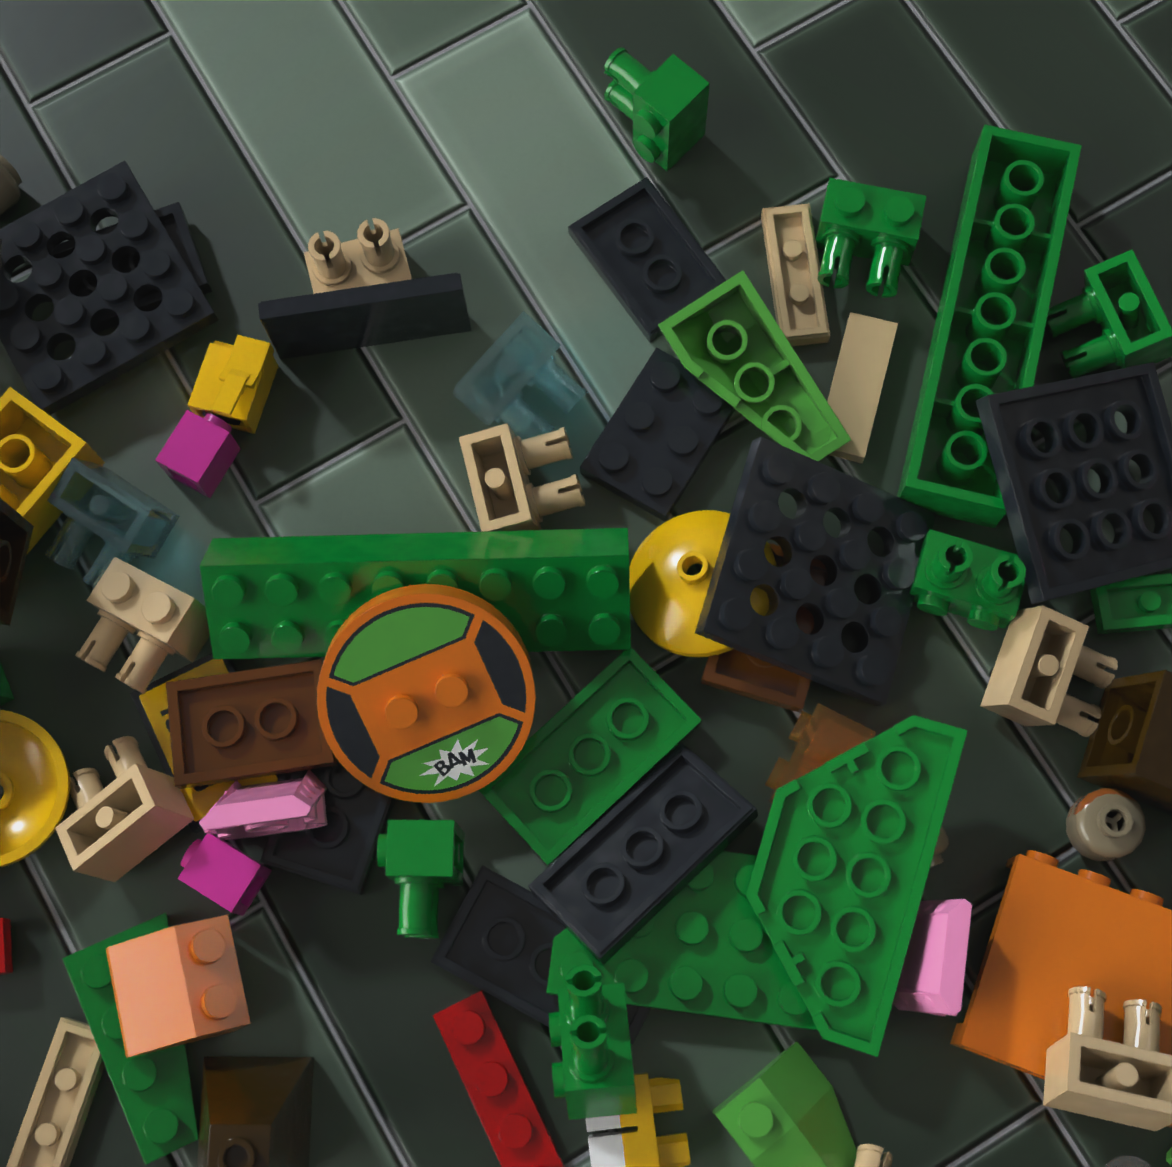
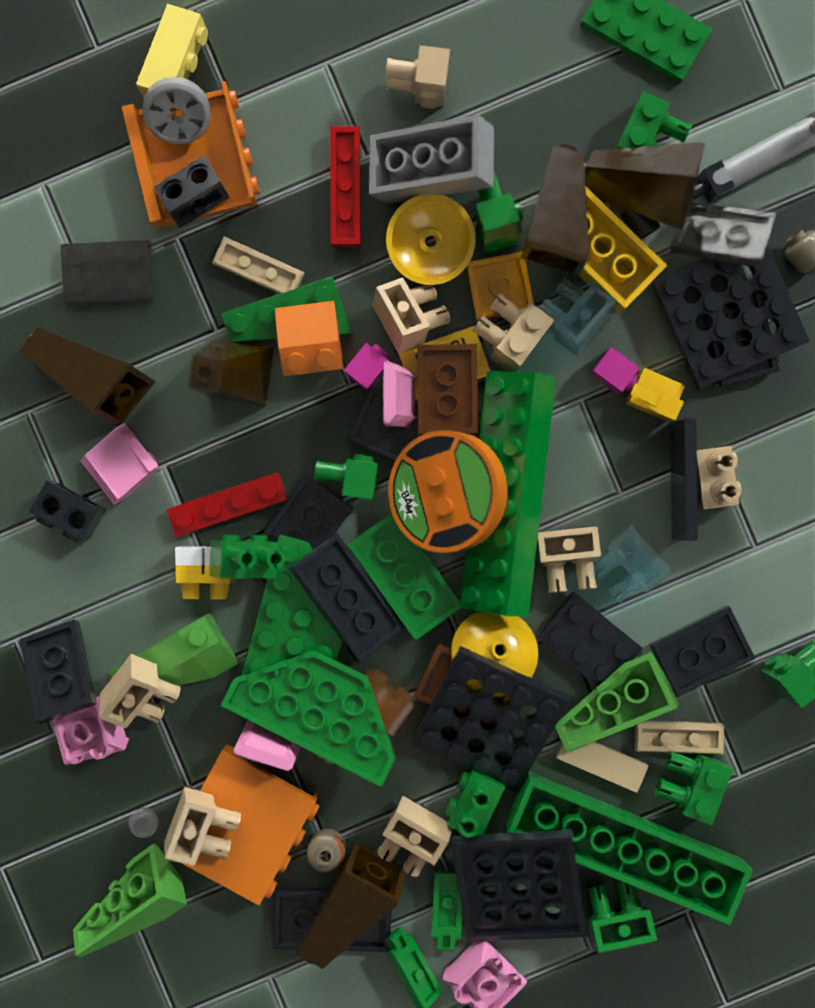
camera: 95 degrees right, 15 degrees up
(49, 674) = (498, 275): none -> light orange tile

